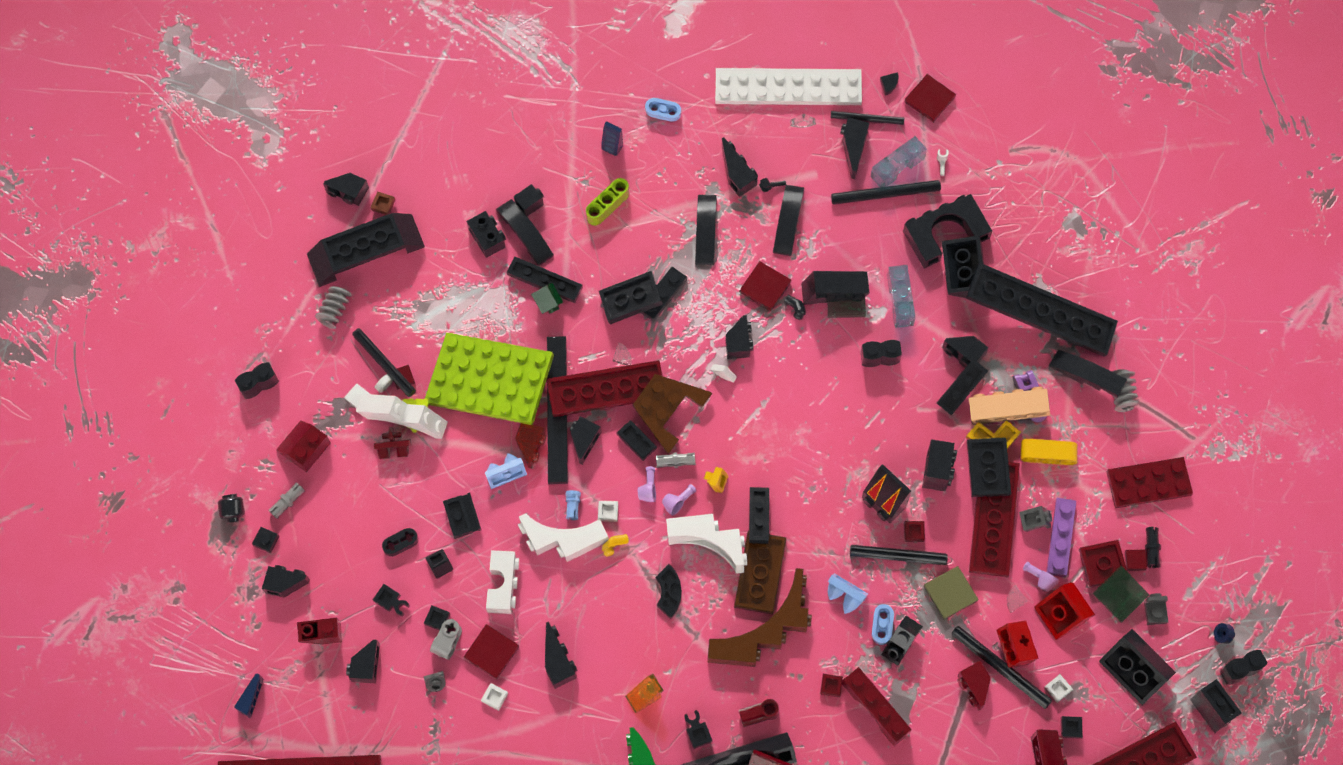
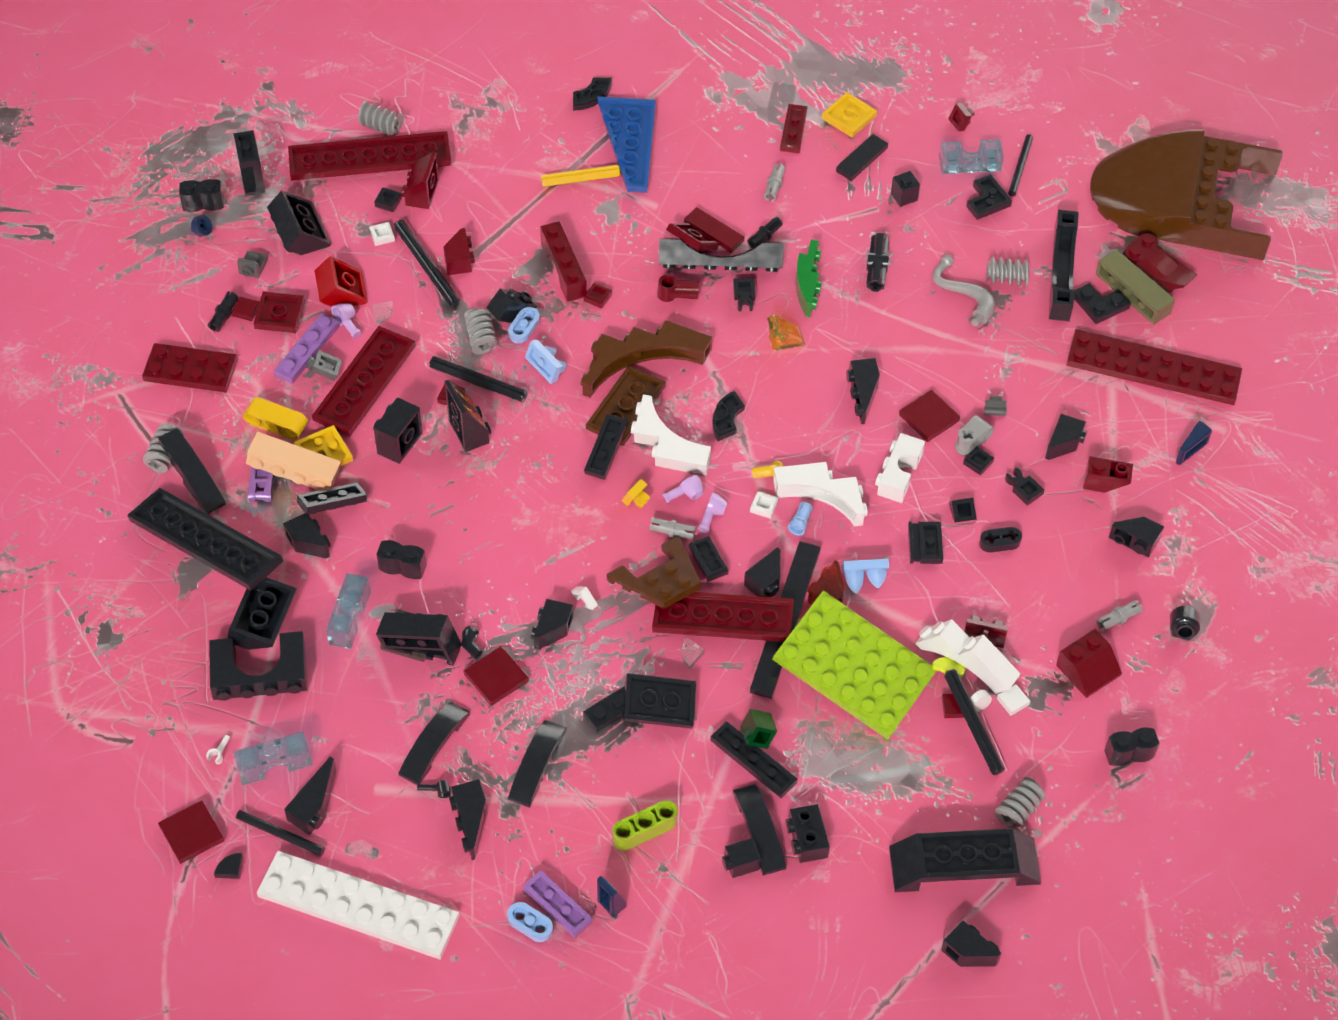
camera: 165 degrees left, 15 degrees down
(265, 539) = (1150, 585): black plate -> none
(382, 203) = (928, 915): copper plate -> none
(494, 696) = (937, 378): white tile -> none
(649, 128) = (557, 904): none -> medium lavender plate
(885, 192) = (312, 736): black axle -> none
(916, 601) = (480, 330): none -> light grey piece
(950, 592) = (442, 334): olive tile -> none
(988, 467) = (346, 418): black tile -> none
(1017, 644) = (402, 268): red brick -> none
(1120, 594) = (279, 281): clear green tile -> none

